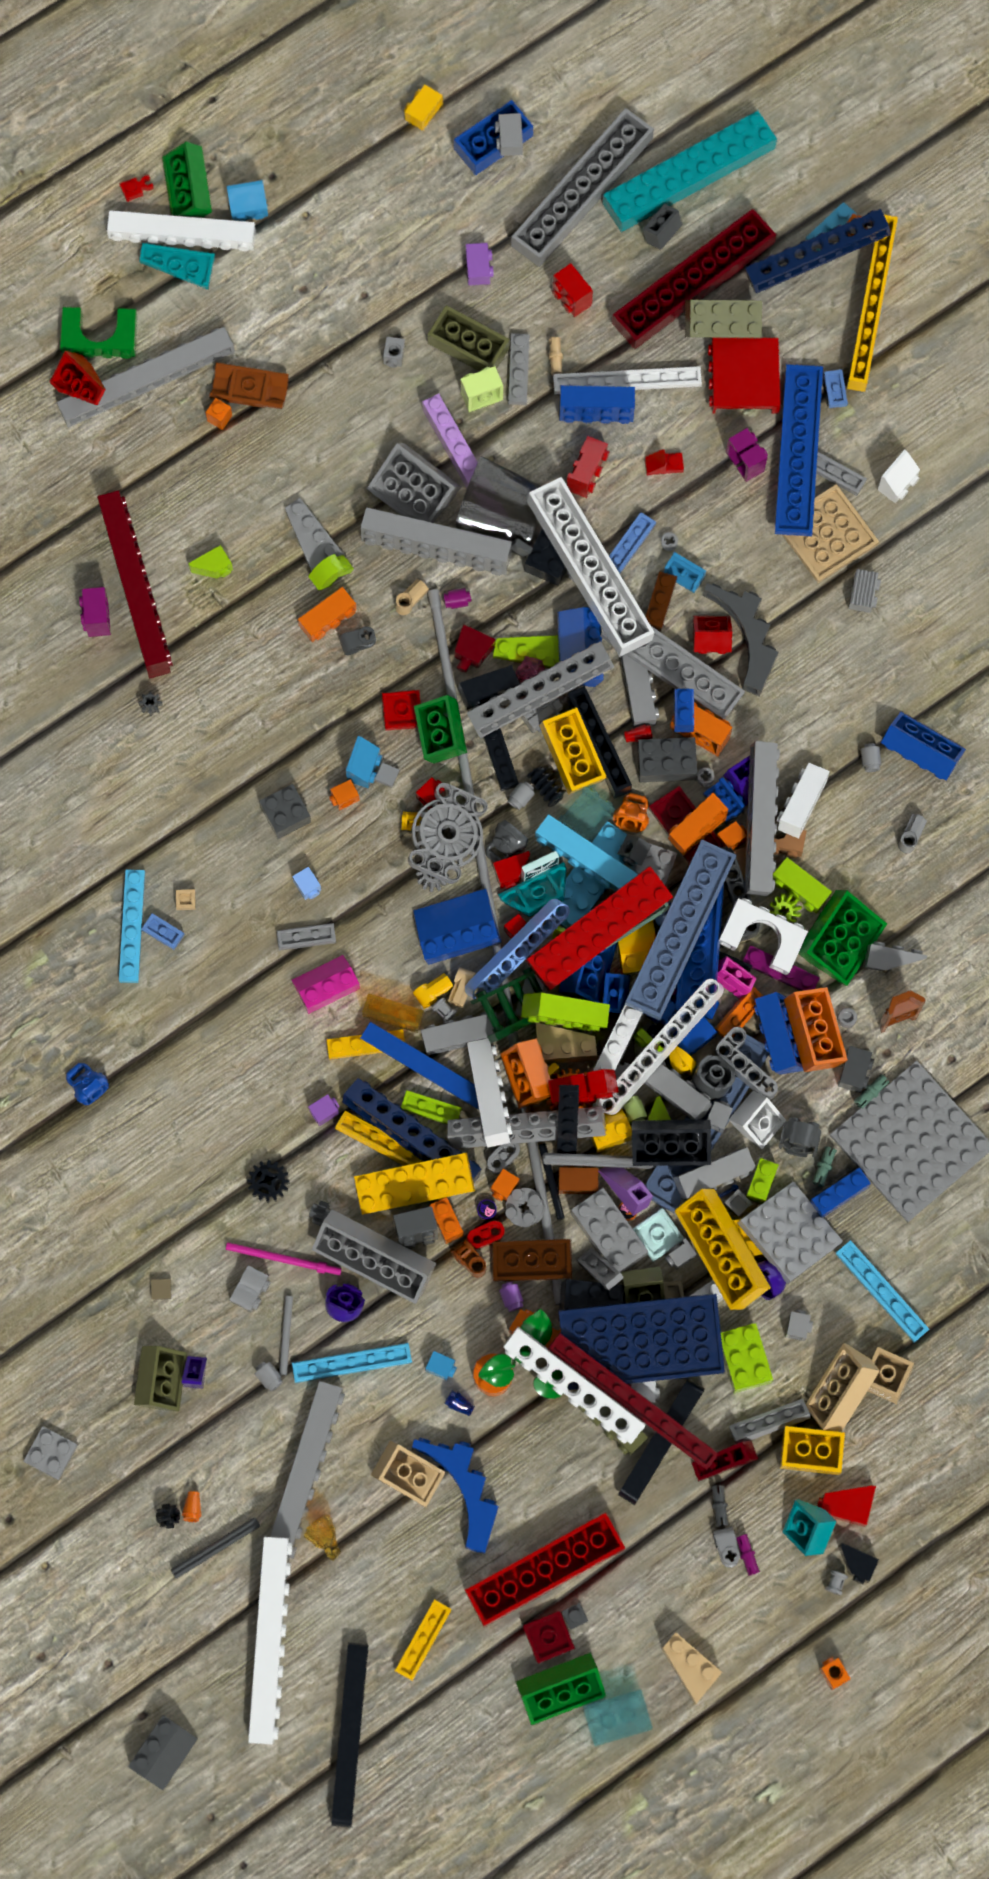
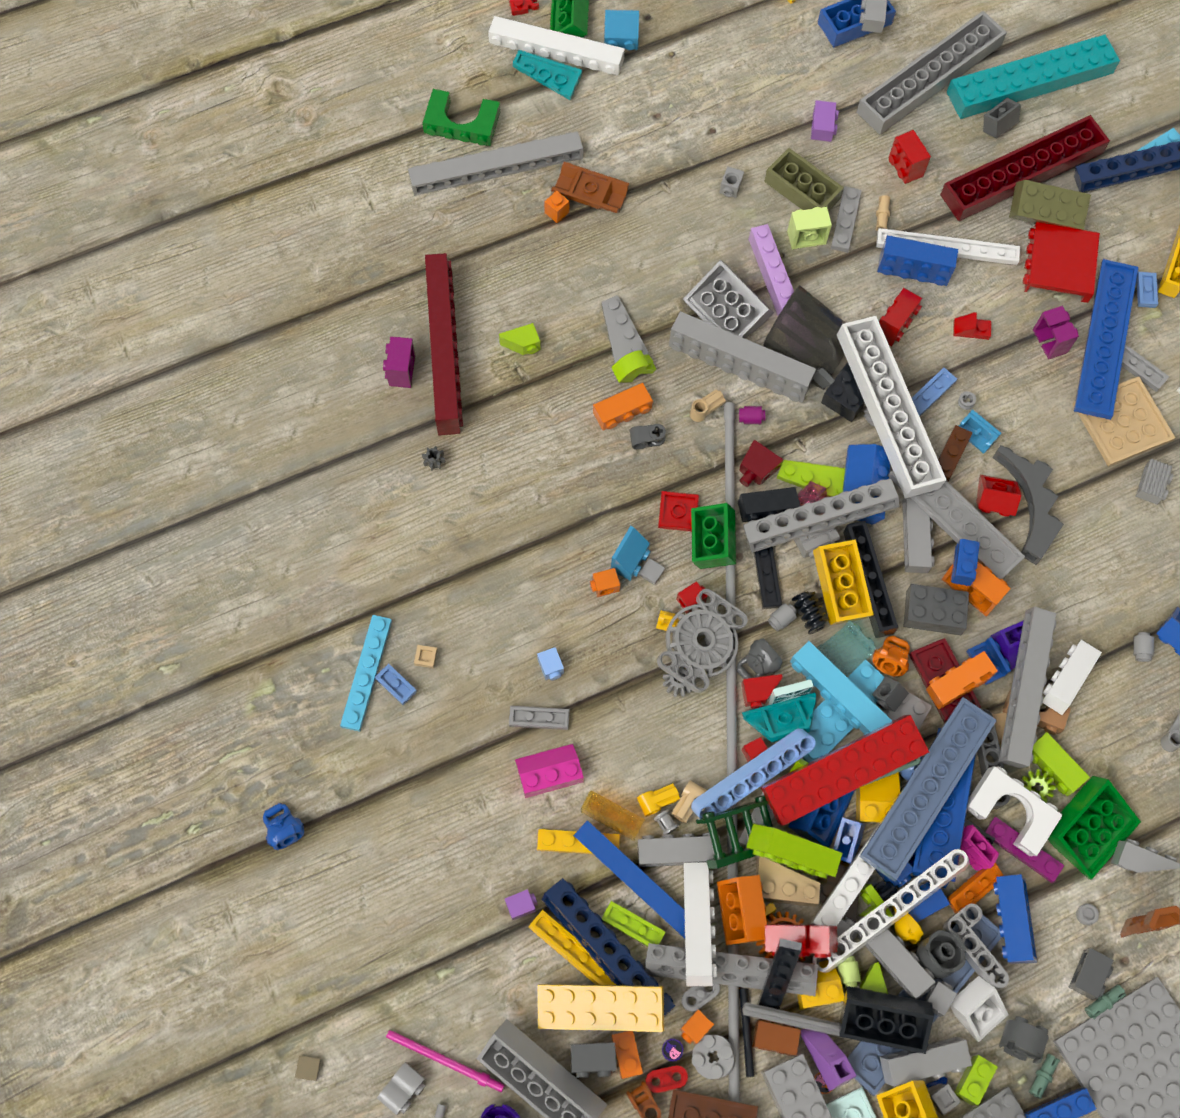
camera: 10 degrees right, 5 degrees down
(77, 378) = (431, 150): red wedge -> none
(276, 1178) = (436, 973): black gear -> none
(285, 811) = (543, 587): dark grey brick -> none
(319, 1212) = (494, 1018): dark grey gear -> none
(456, 926) = (694, 737): blue slope -> none
(639, 733) = (910, 577): red cone -> none
(700, 774) = (976, 630): light grey bush -> none
(733, 835) = (992, 698): orange brick -> none
(815, 1029) = (1055, 922): orange brick -> none

